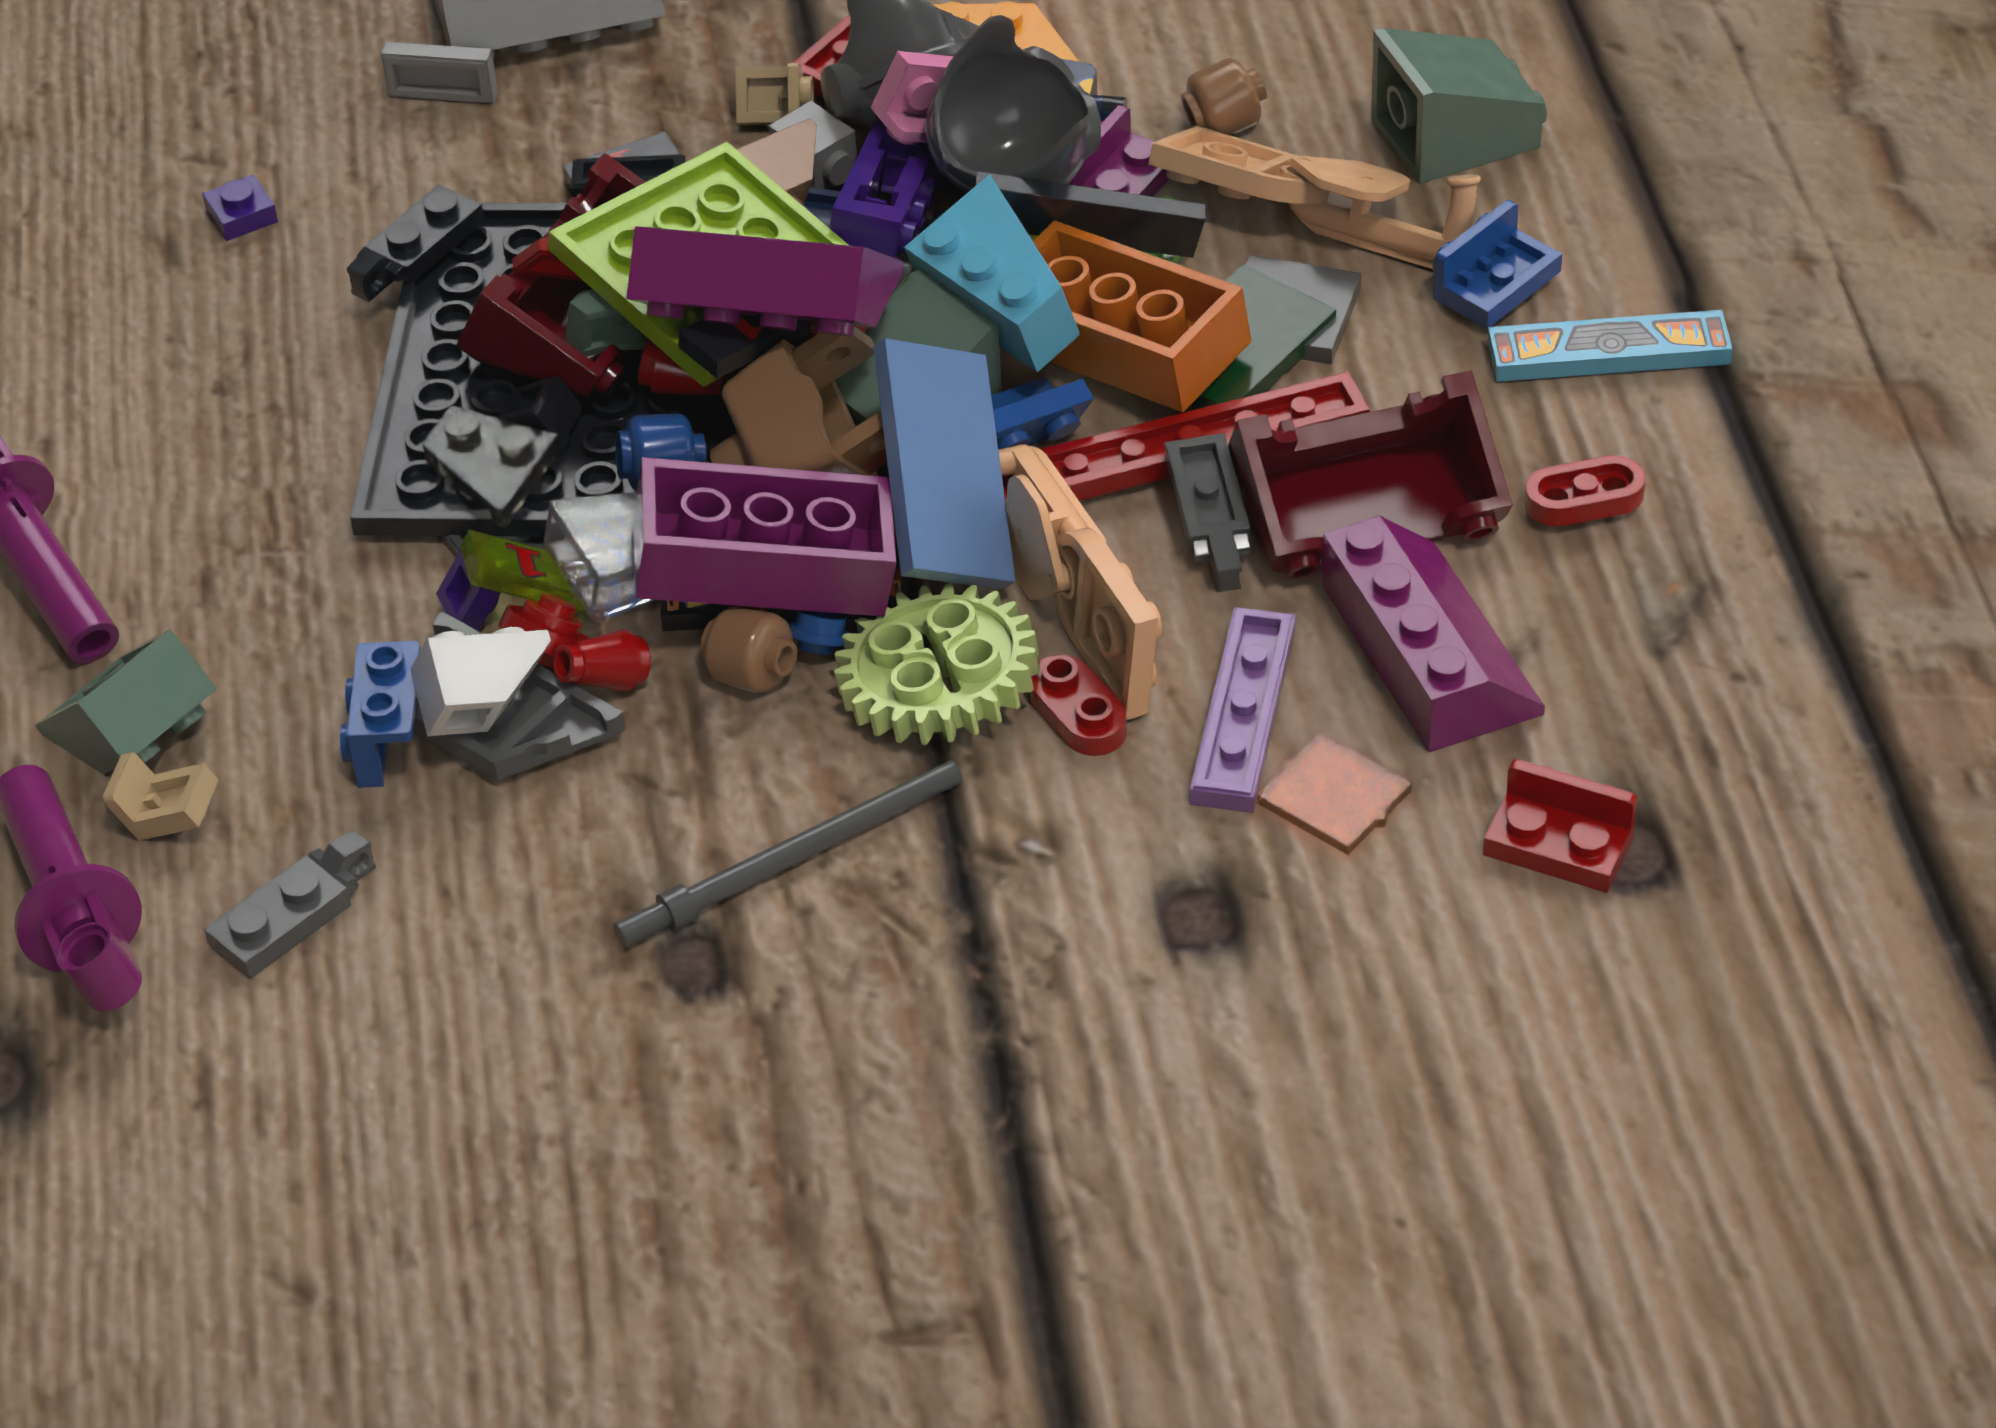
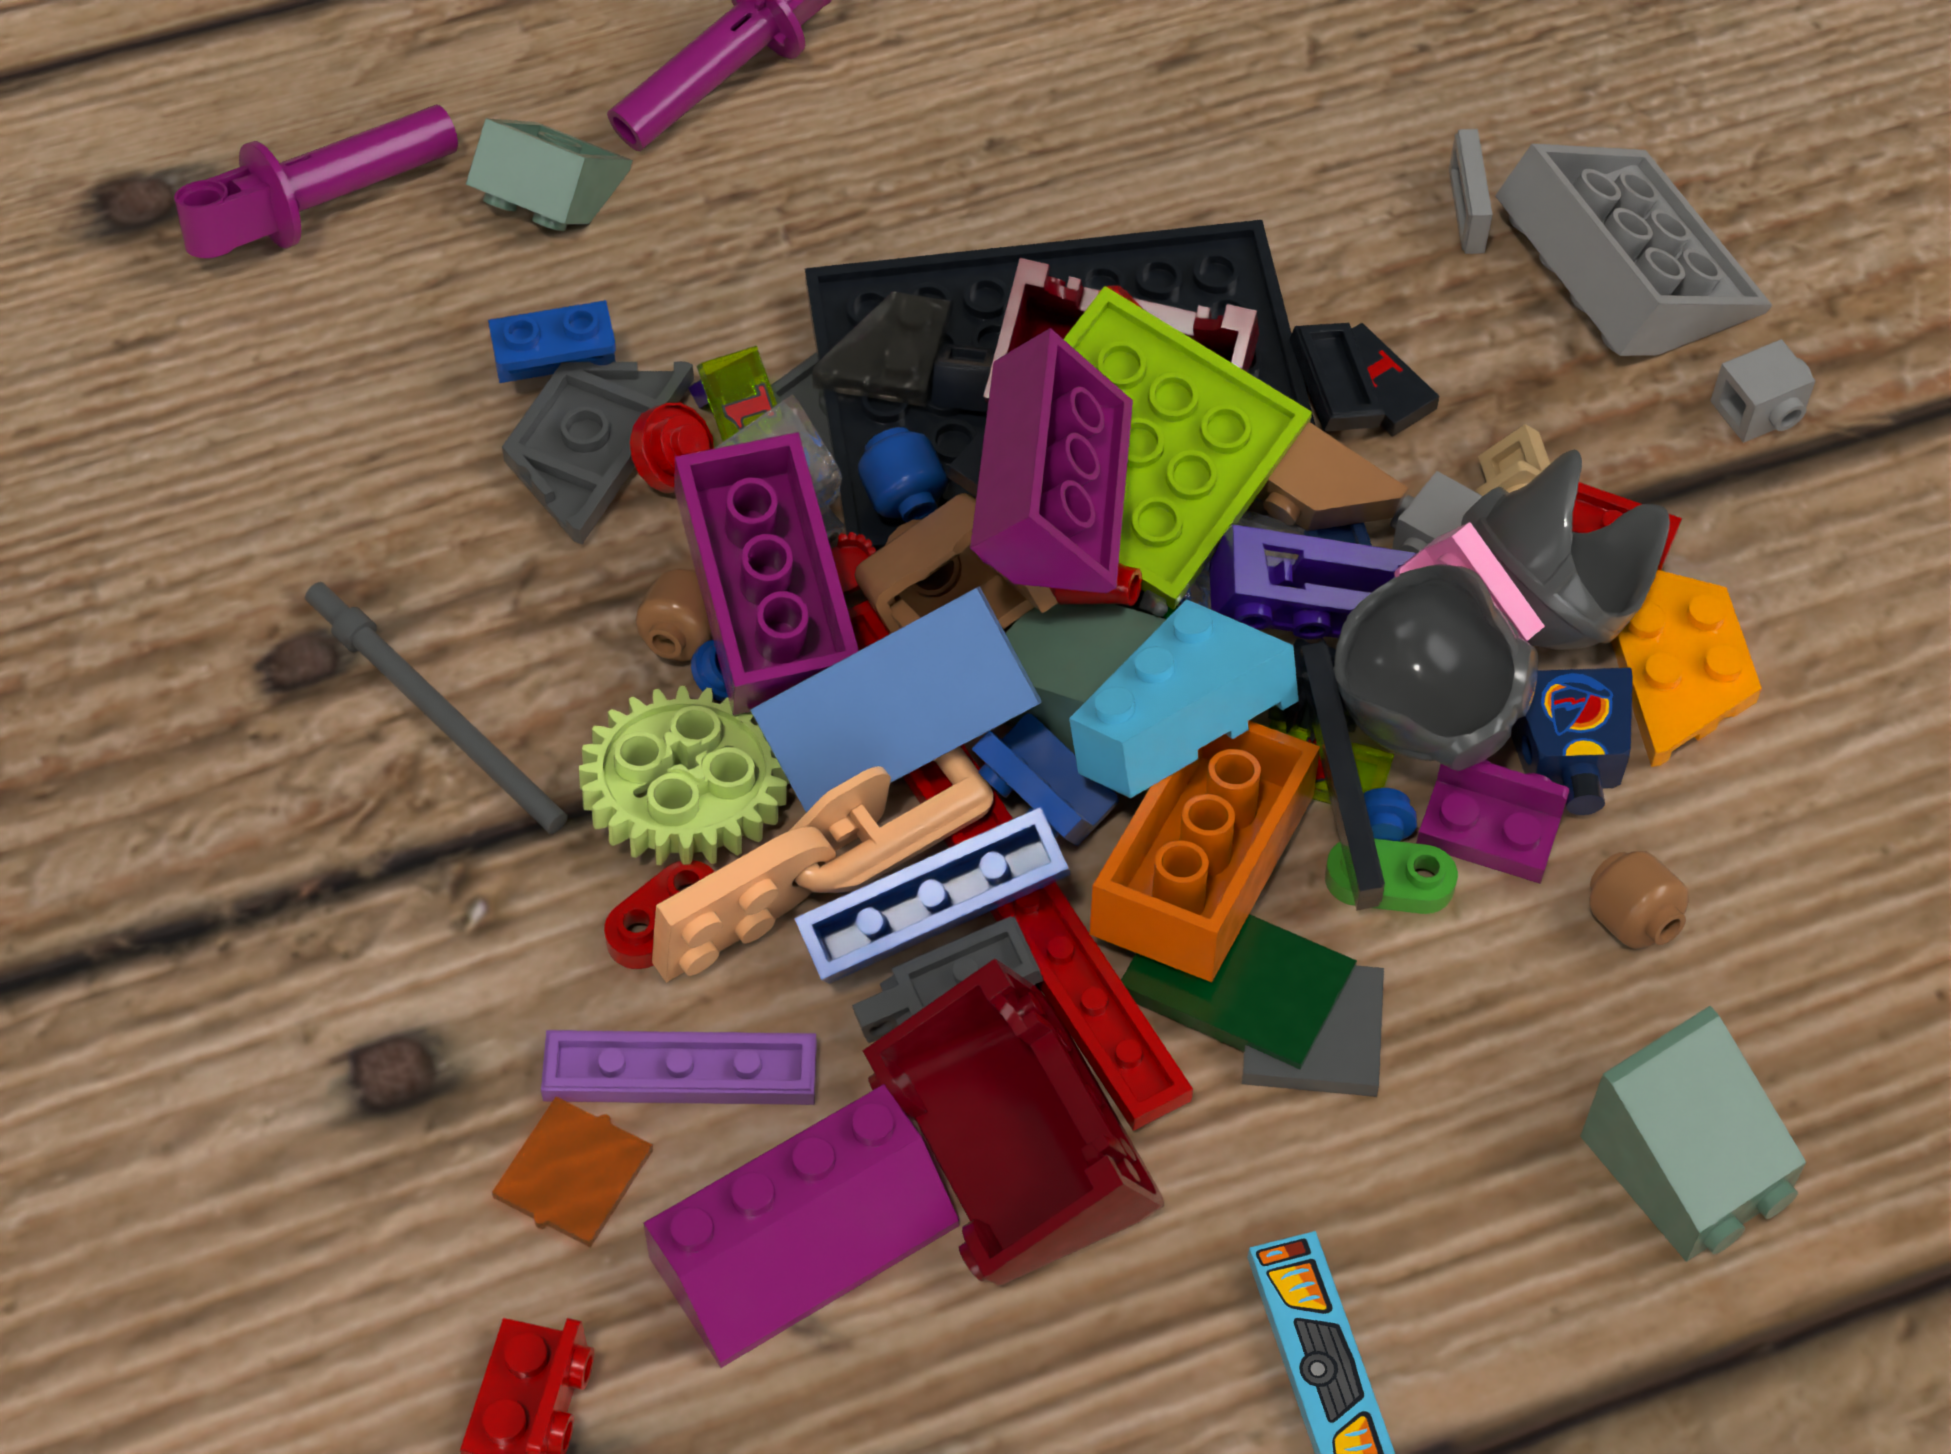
camera: 75 degrees right, 10 degrees up
(159, 802) = (439, 217): tan bracket -> none
(240, 207) = (1241, 92): dark purple plate -> none
(291, 905) = (335, 347): dark grey hinge -> none
(414, 241) = (1188, 222): black hinge -> none
(472, 678) = (560, 396): white slope -> none
(604, 661) = (640, 499): red cone -> none
(1139, 478) = (932, 896): none -> brick
(1305, 182) = (1507, 974): light nougat plate -> none
(1492, 267) = (1413, 1221): blue bracket -> none
(1585, 490) = (1060, 1368): red plate -> none

